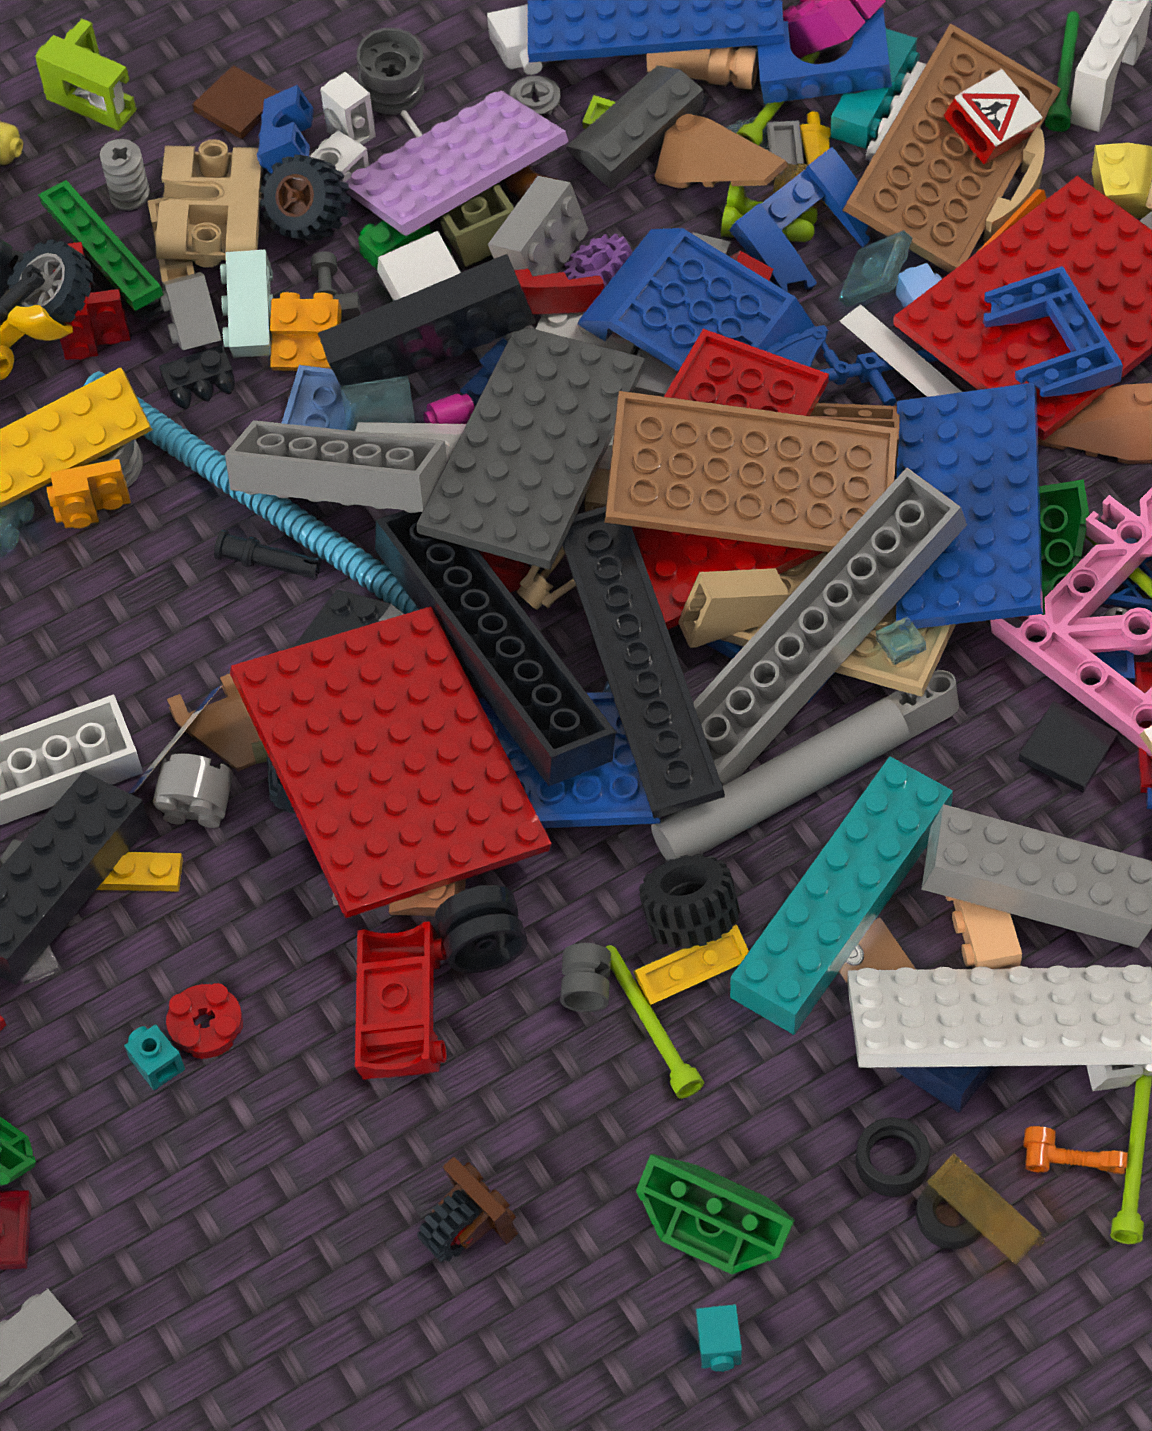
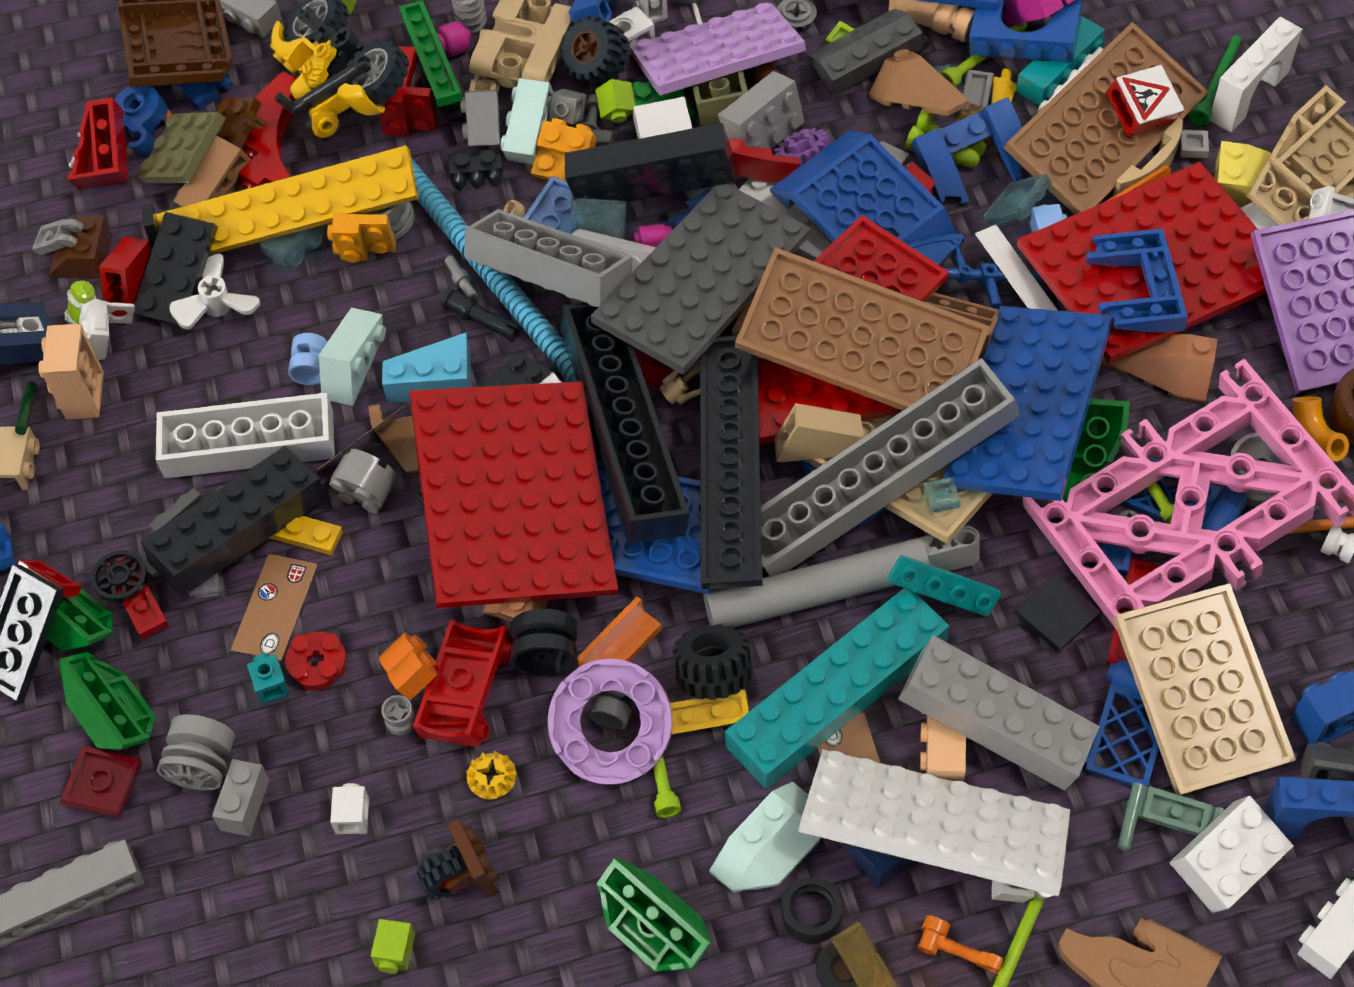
camera: 15 degrees right, 0 degrees up
(71, 659) = (305, 358): none -> light blue wheel
(100, 1164) = (196, 752): none -> light grey wheel
(119, 217) = (454, 38): none -> dark pink head
(122, 641) = (350, 354): none -> light aqua wedge
(128, 969) = (274, 606): none -> medium nougat sticker
(171, 1204) = (240, 797): none -> light grey brick
(225, 515) = (460, 277): none -> light grey bar
(226, 637) = (430, 367): none -> medium azure wedge
(265, 414) = (515, 207): none -> tan hinge
(291, 273) = (567, 106): none -> light grey brick
(308, 1184) = (349, 809): none -> white brick
(324, 996) = (408, 665): none -> orange brick
(330, 1050) = (396, 708): none -> light grey wheel
(350, 254) = (615, 100): none -> lime brick
(414, 1327) = (392, 946): none -> lime brick
(479, 1108) = (500, 784): none -> yellow gear
(536, 1000) = (566, 728): none -> lavender plate
(567, 910) = (623, 636): none -> orange panel
(817, 1094) = (766, 843): none -> light aqua wedge
(932, 745) = (943, 585): none -> teal bracket
(1062, 155) = (1194, 144): none -> light grey plate

